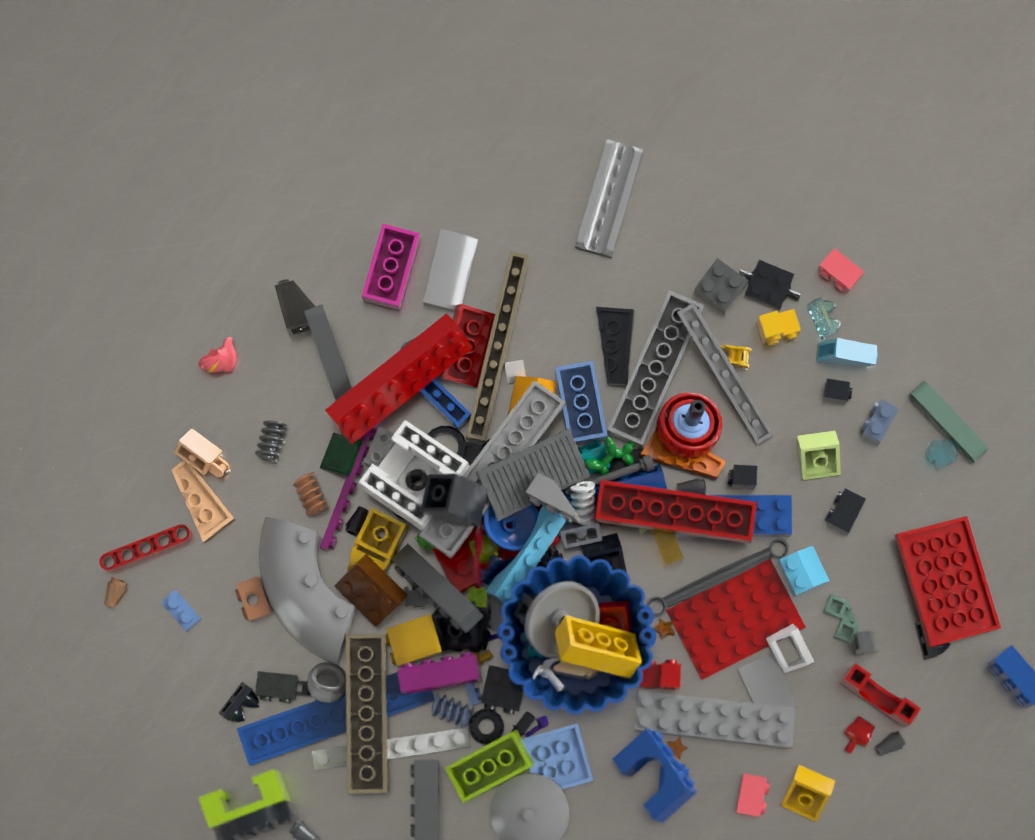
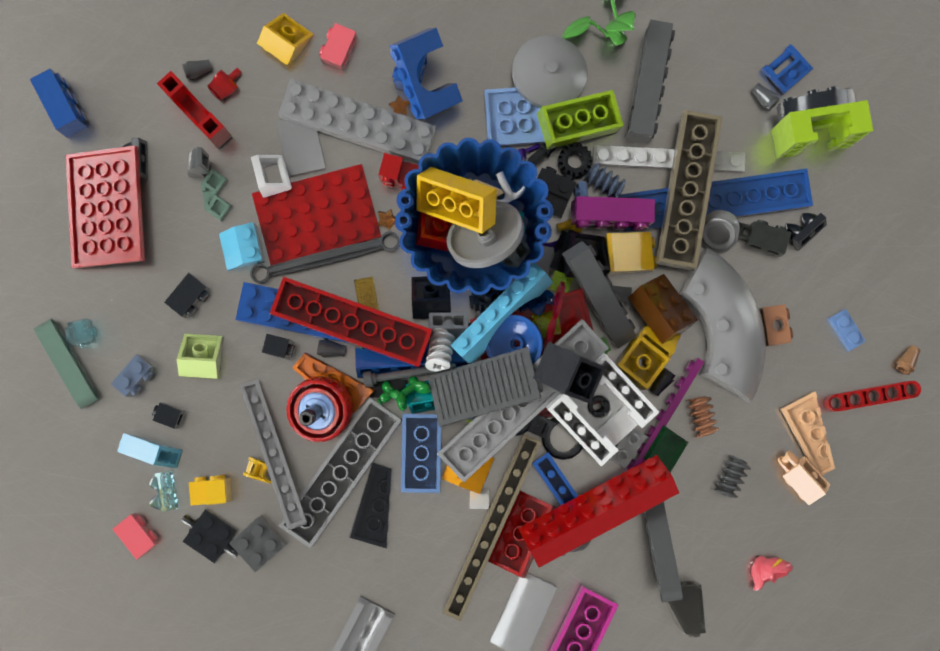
camera: 175 degrees left, 5 degrees up
(547, 493) = (470, 359): light grey slope -> none

